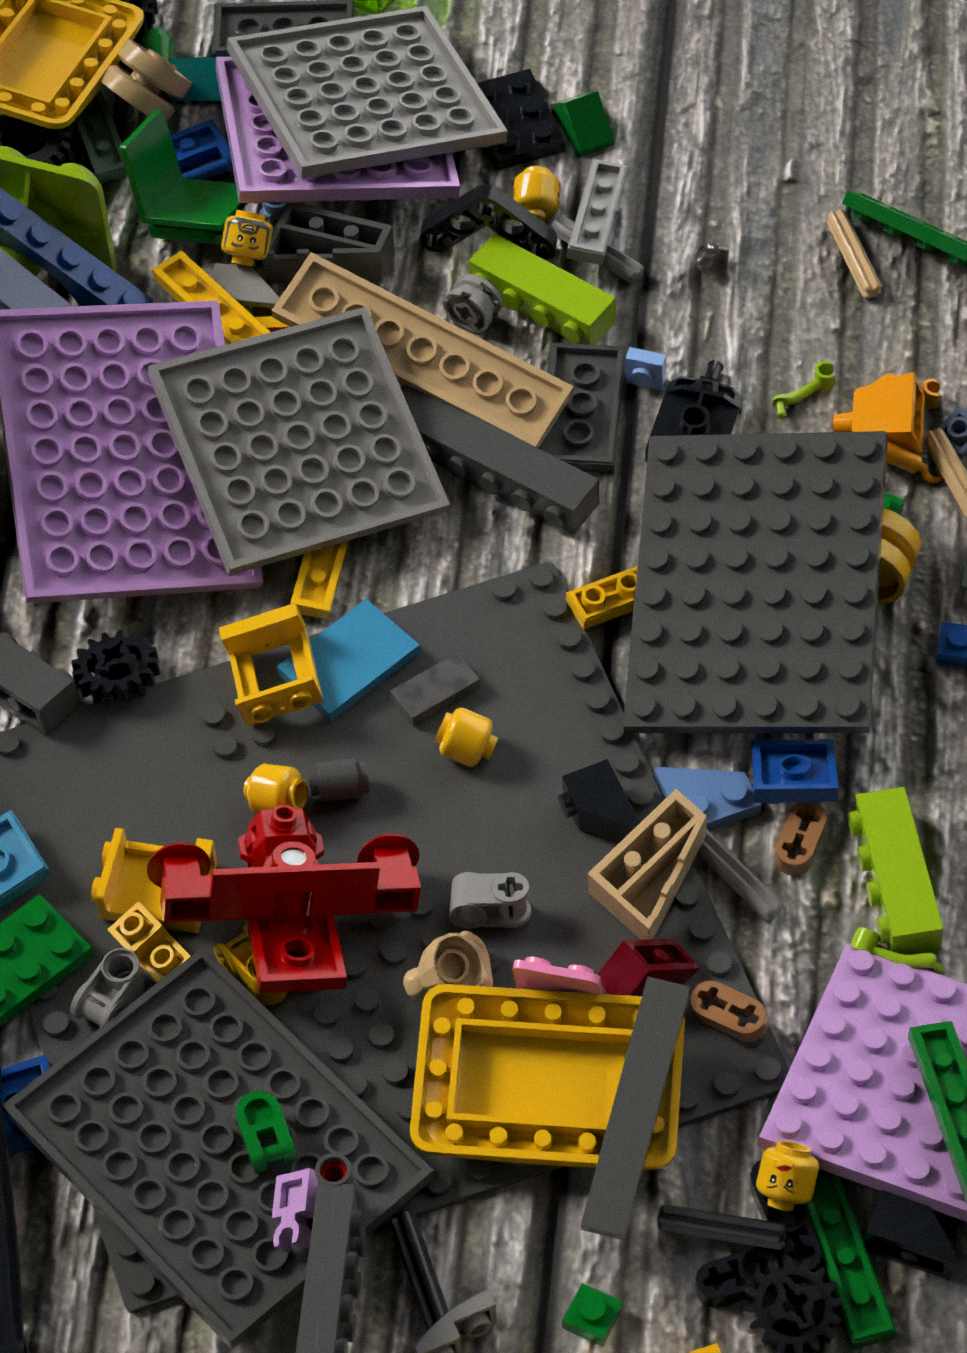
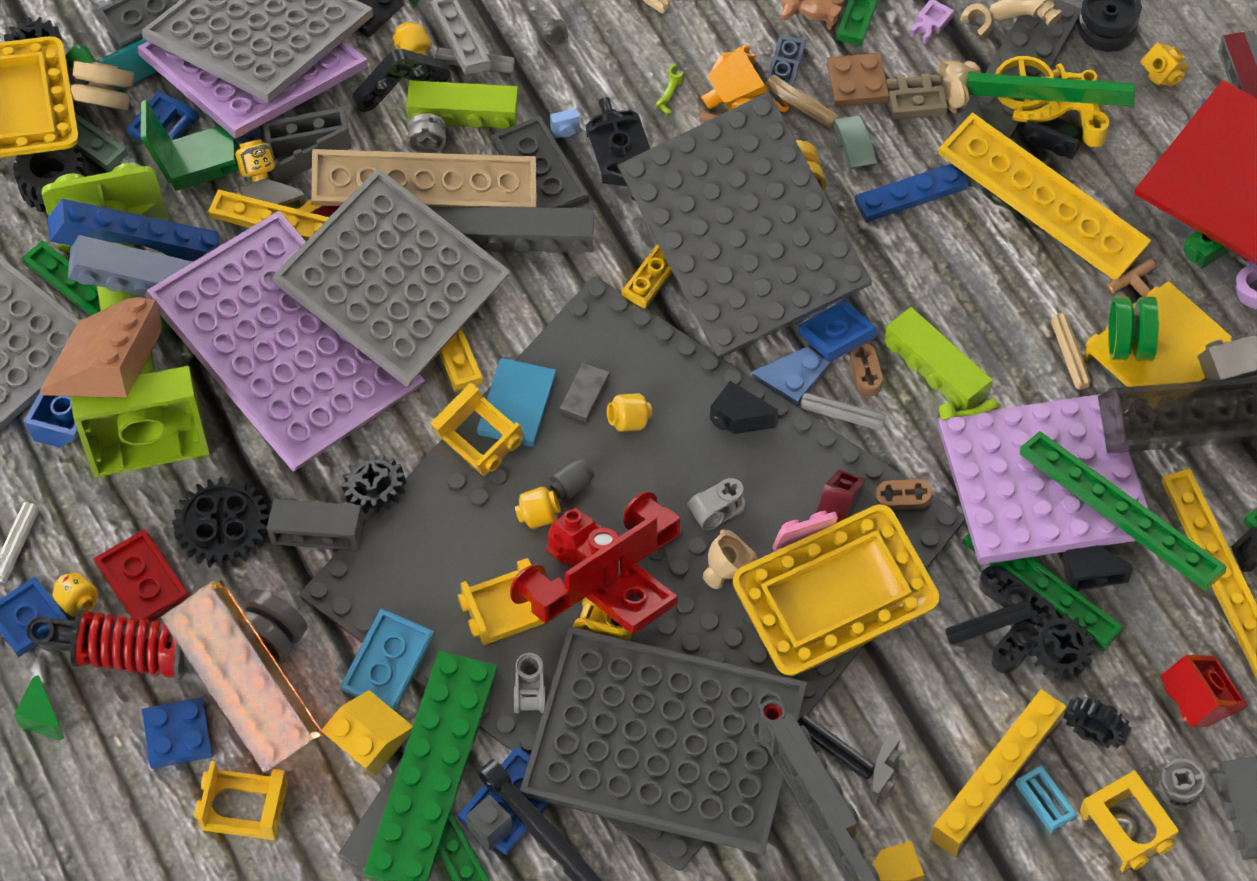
camera: 35 degrees left, 5 degrees up
(149, 941) = (524, 639): yellow slope -> none
(259, 1118) = (687, 707): green plate -> none
(292, 1207) = (746, 746): lavender plate -> none
(592, 1314) = (949, 715): green plate -> none
(635, 1109) = (902, 579): dark grey tile -> none
(649, 865) = (801, 433): tan wedge -> none
(787, 1175) = (1010, 571): yellow head -> none

